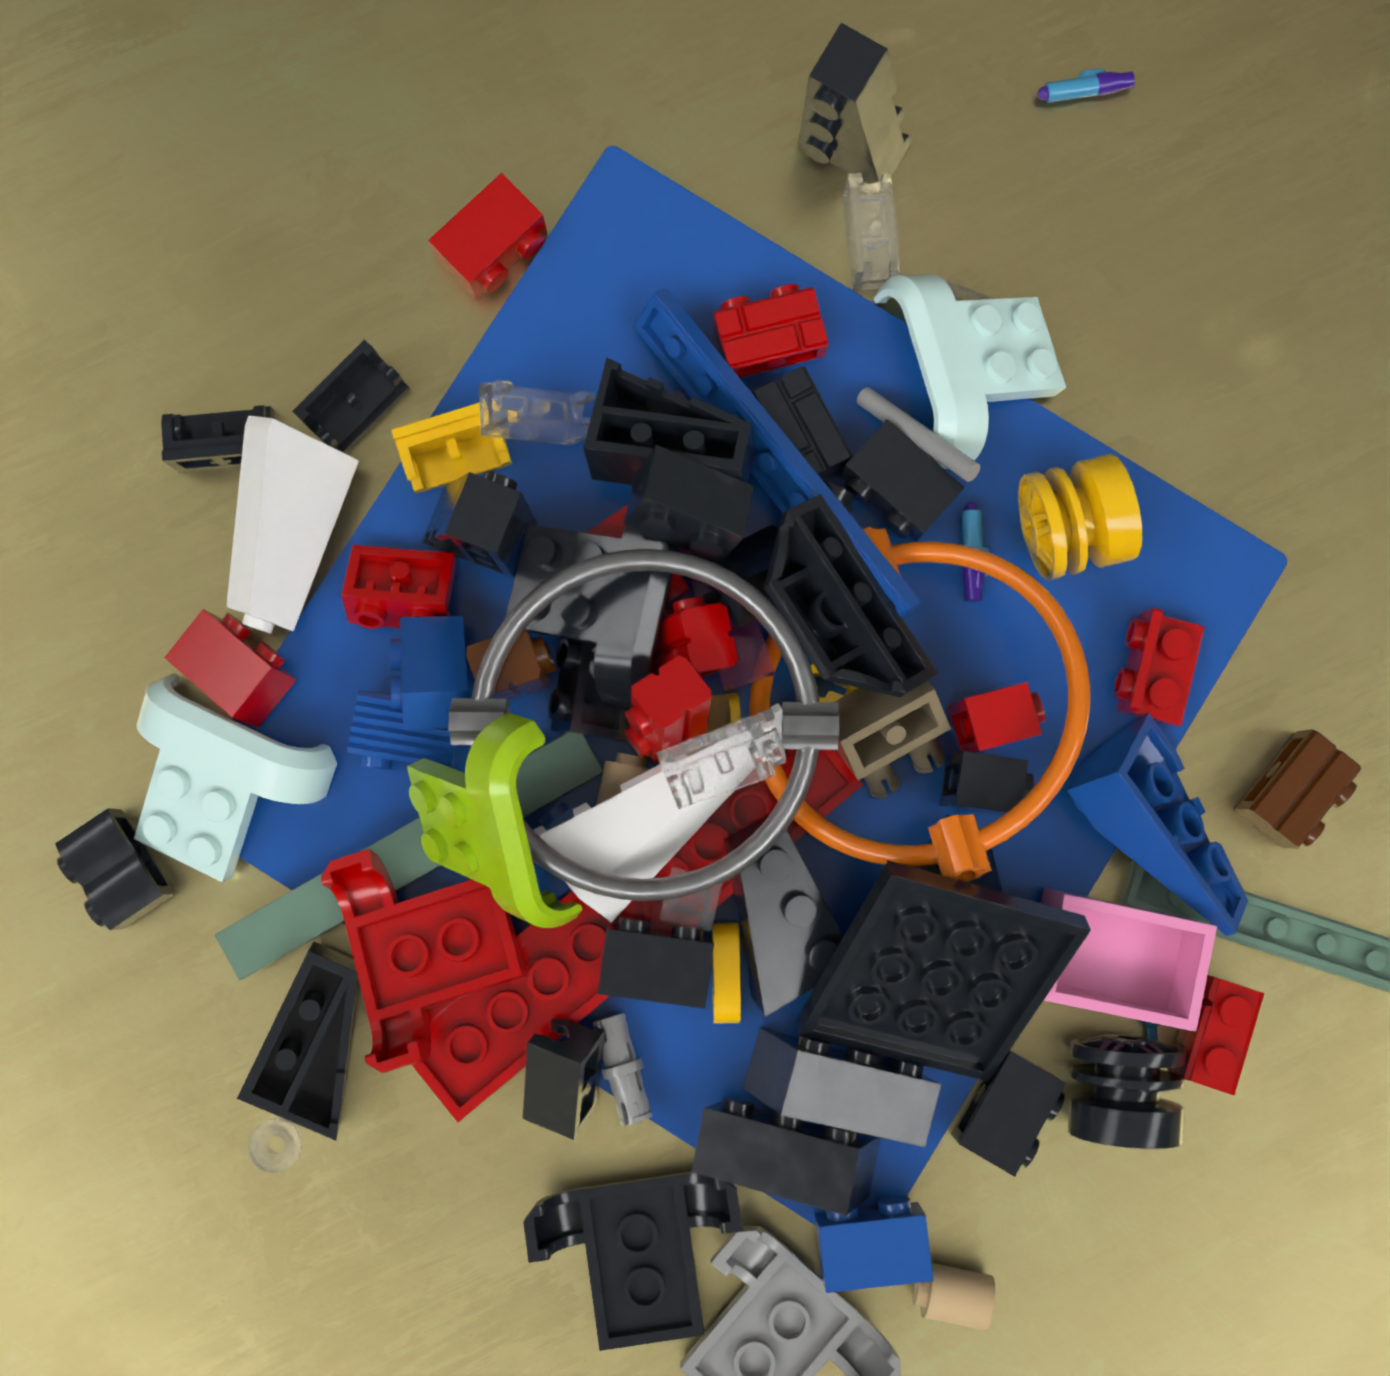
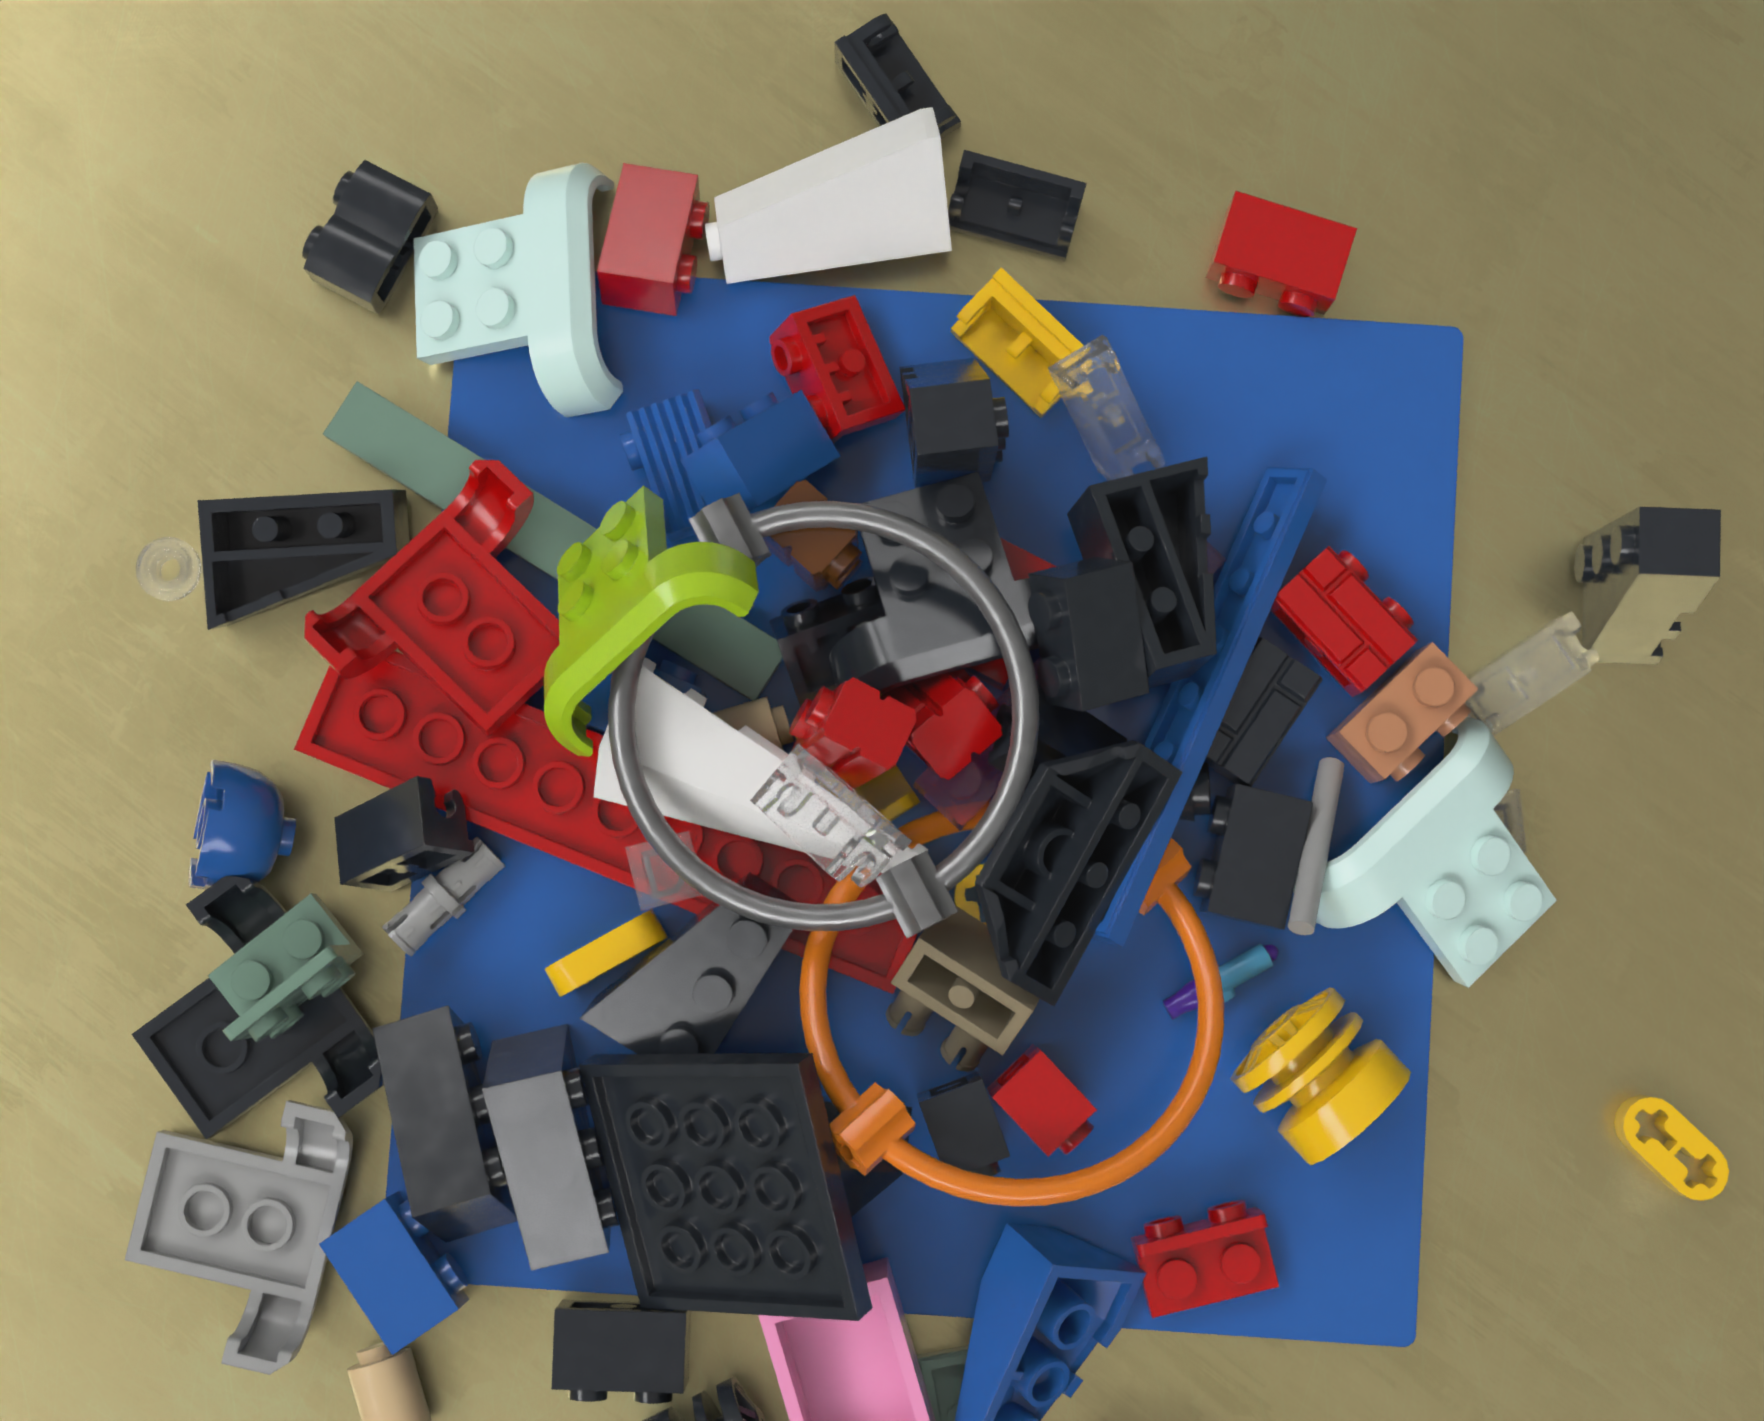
camera: 65 degrees right, 0 degrees up
(491, 1192) = (238, 826): none -> blue cylinder
(610, 1212) = (283, 967): none -> sand green bracket
(656, 963) = (575, 868): black brick -> none
(857, 327) = (1402, 713): none -> nougat brick
(1239, 303) = (1681, 1137): none -> yellow beam

